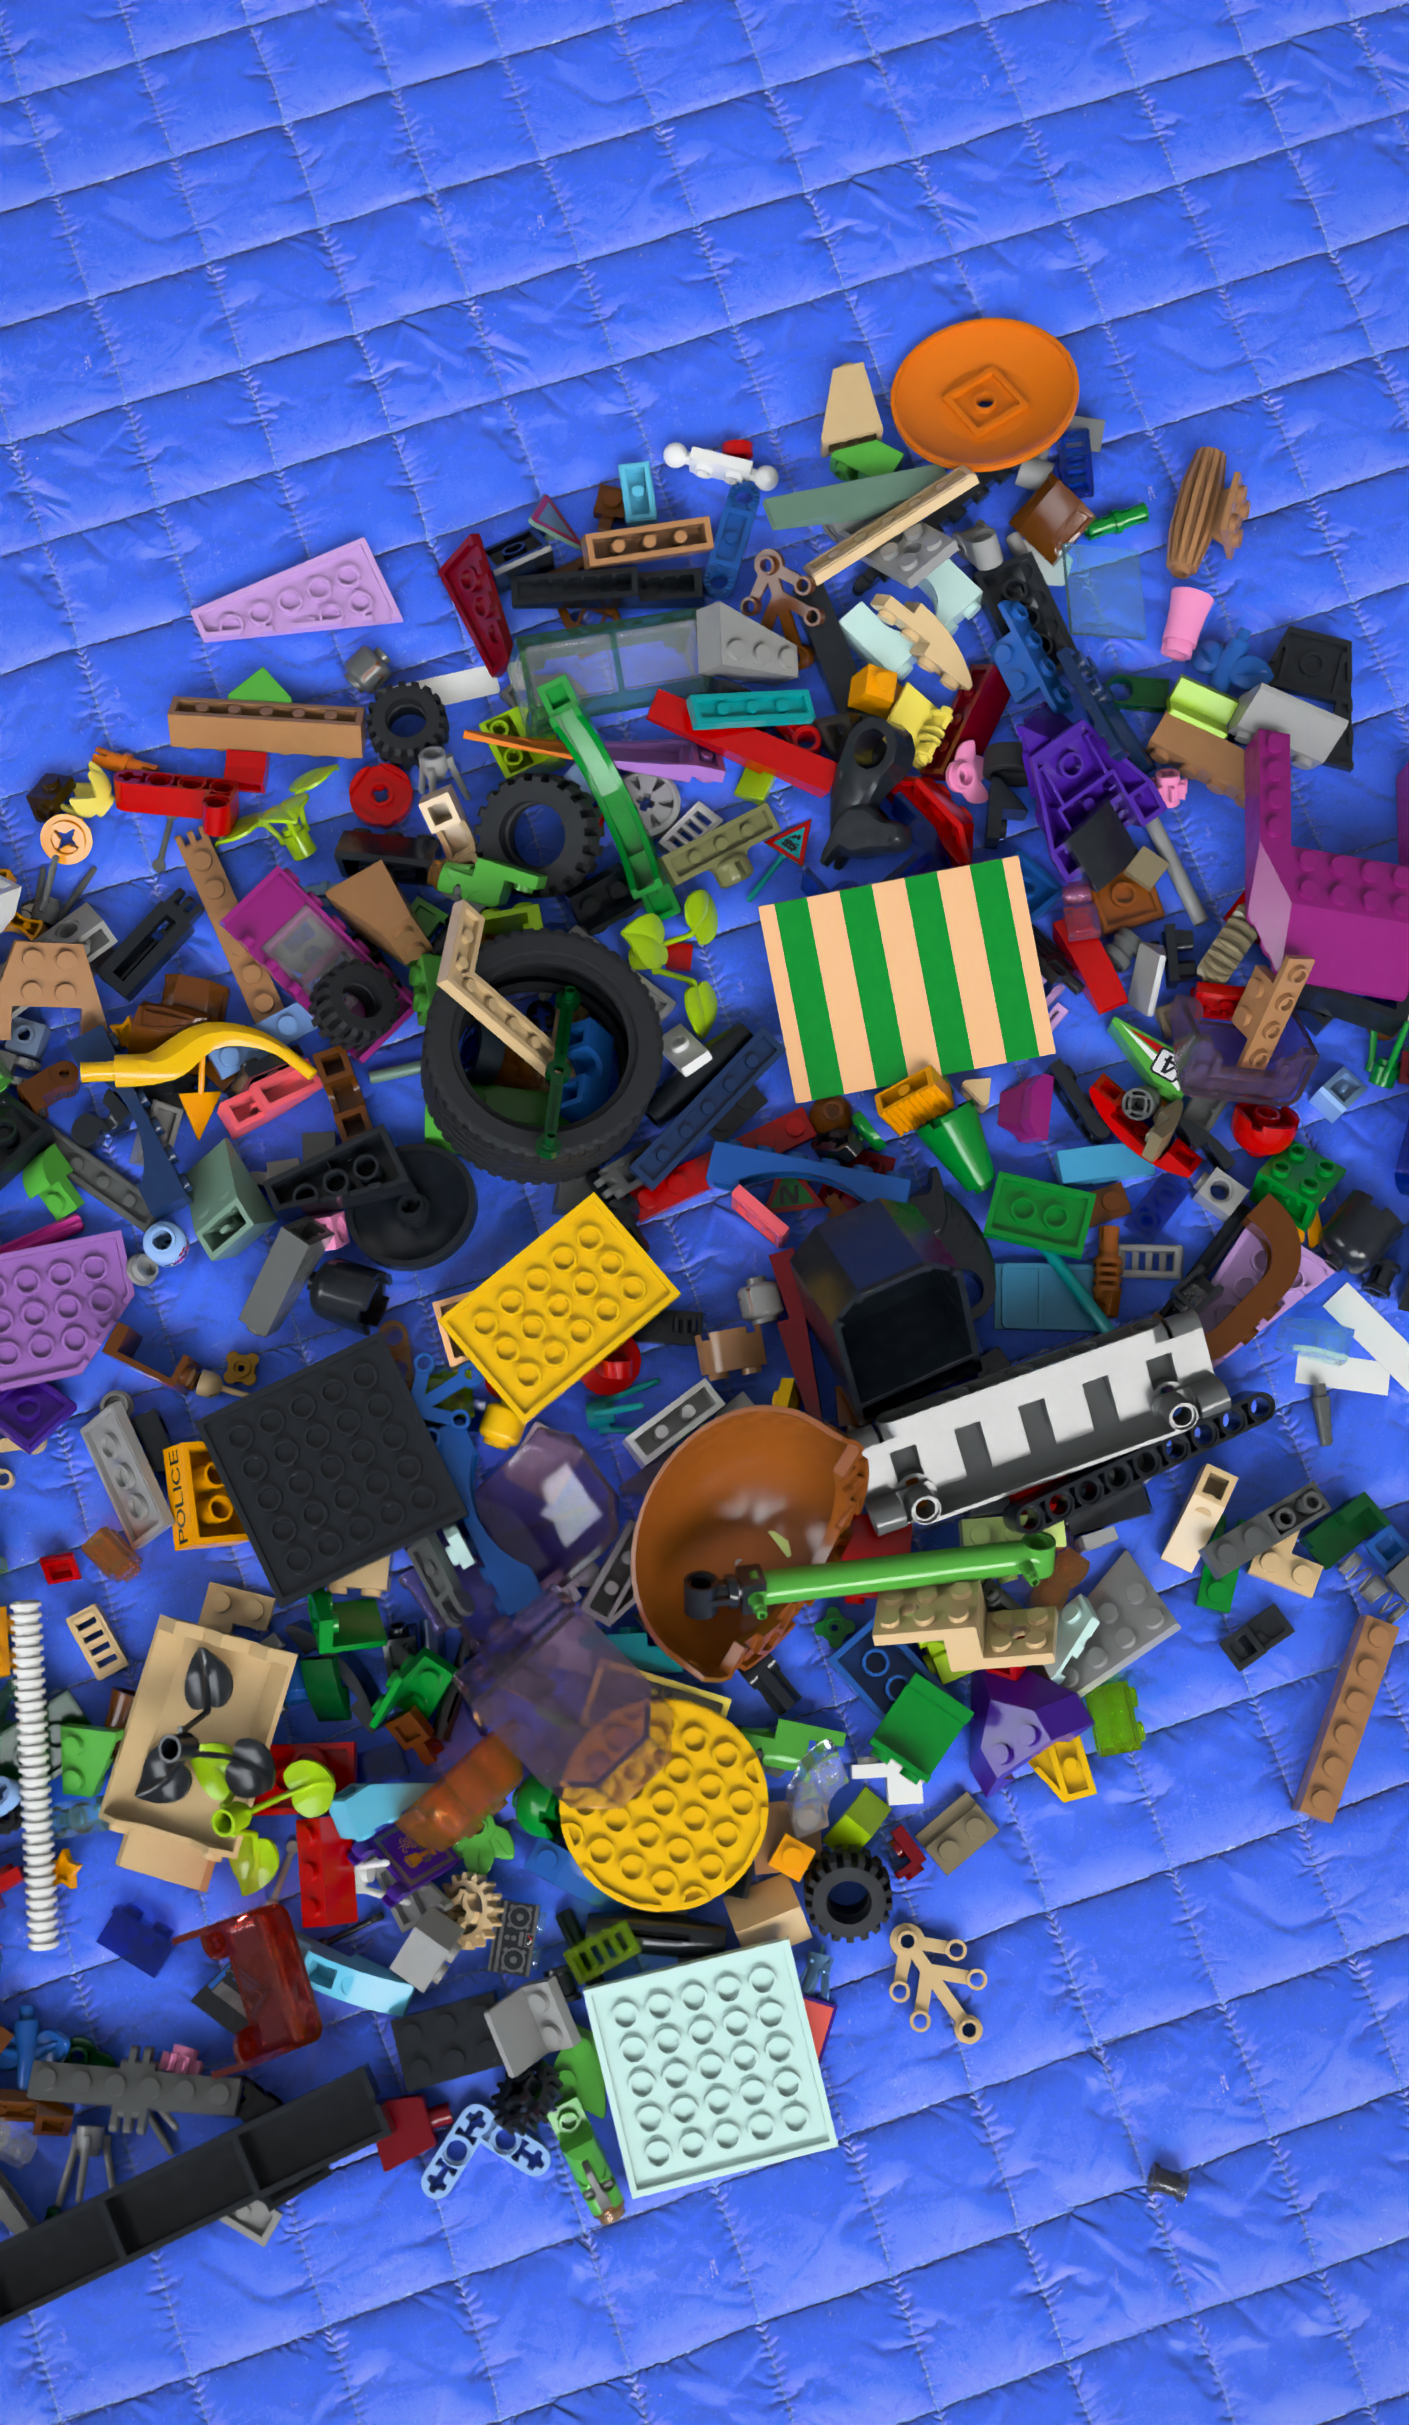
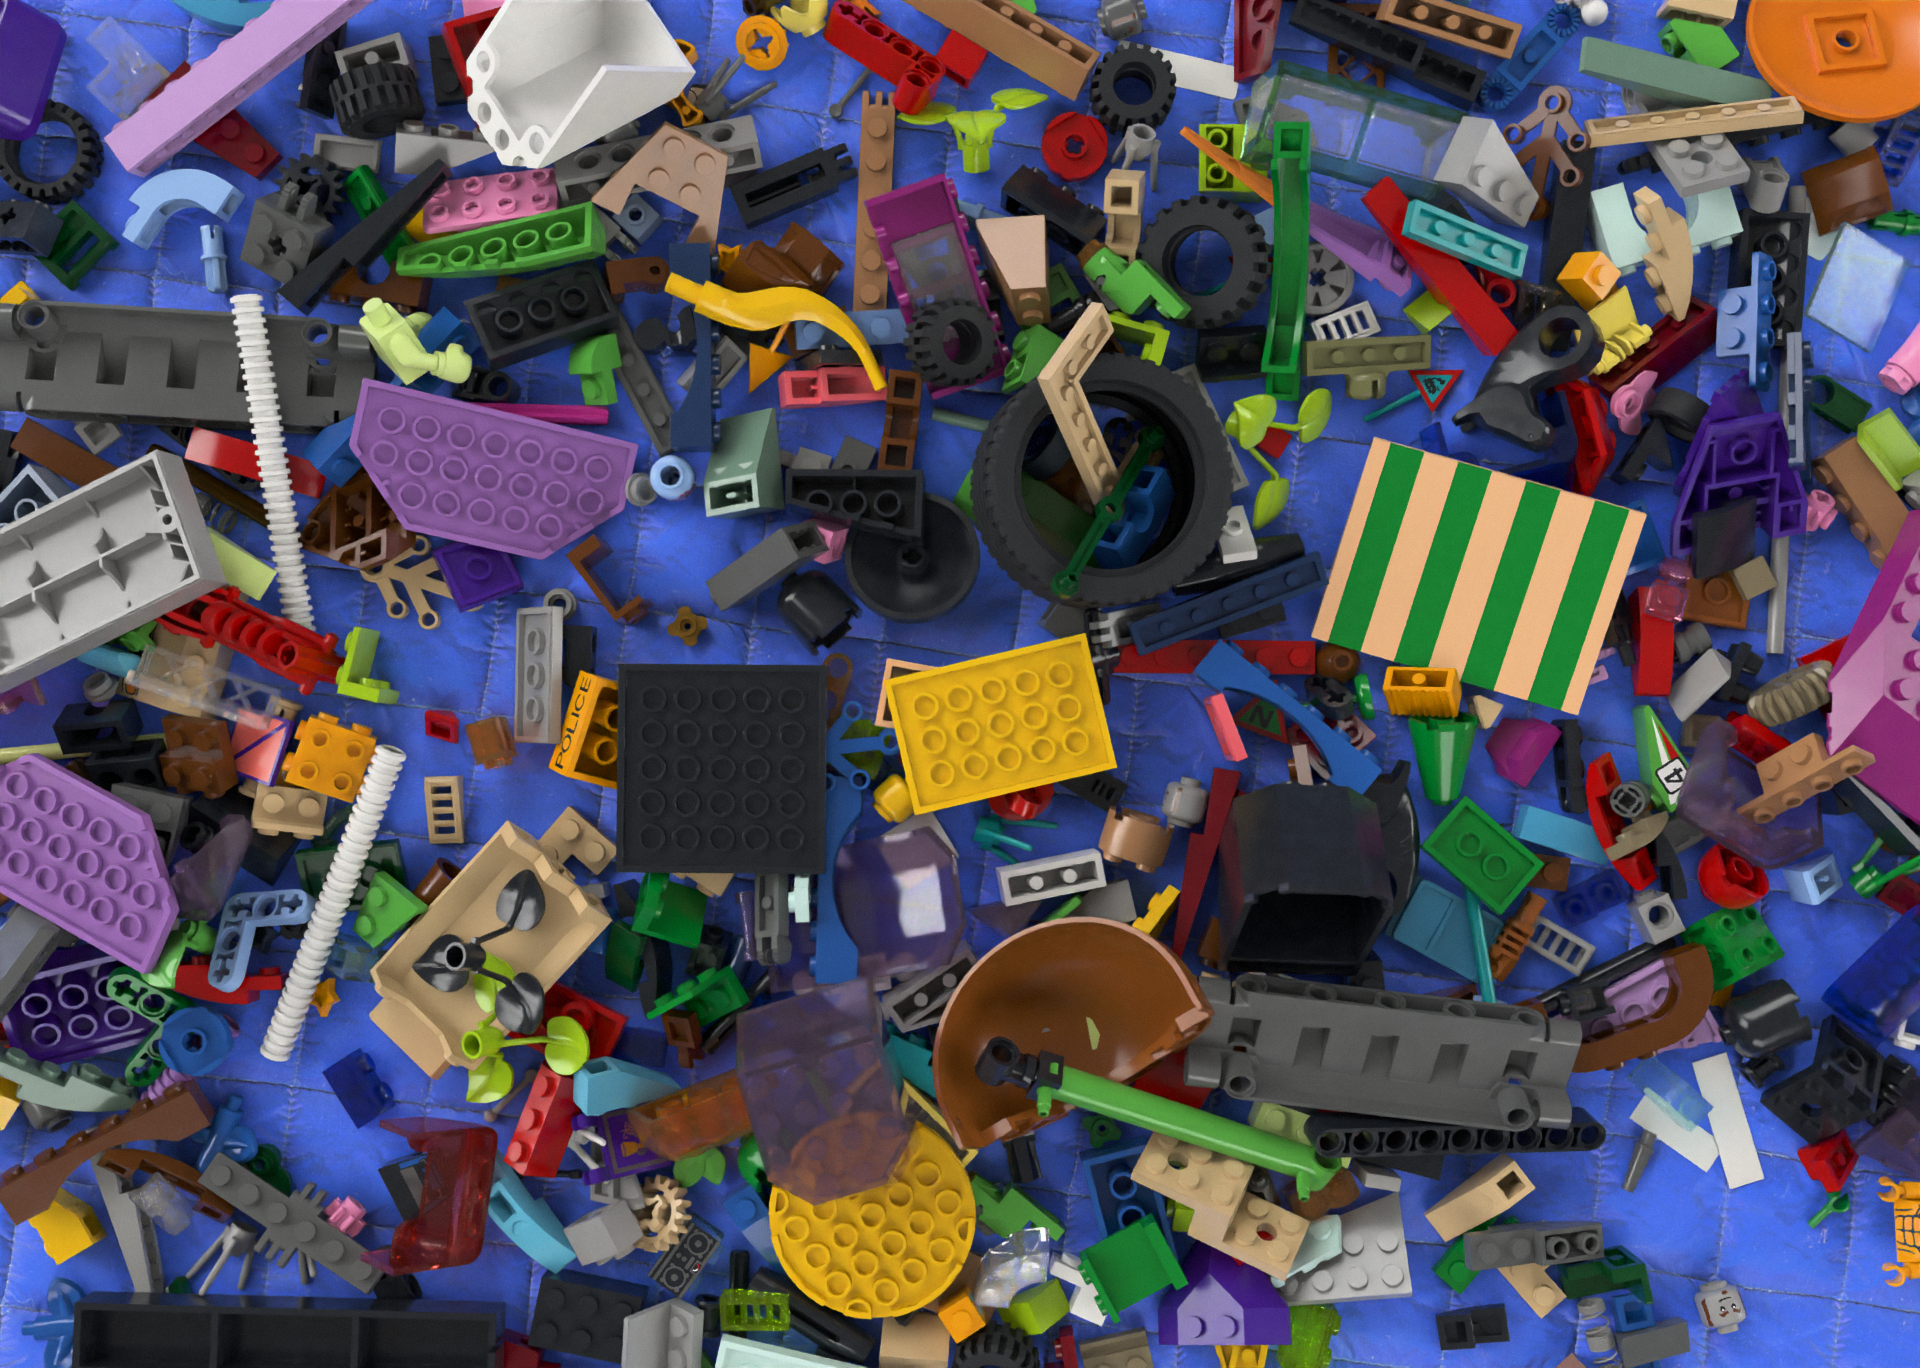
camera: 25 degrees right, 10 degrees up
(211, 1385) = (653, 628): tan hinge -> none

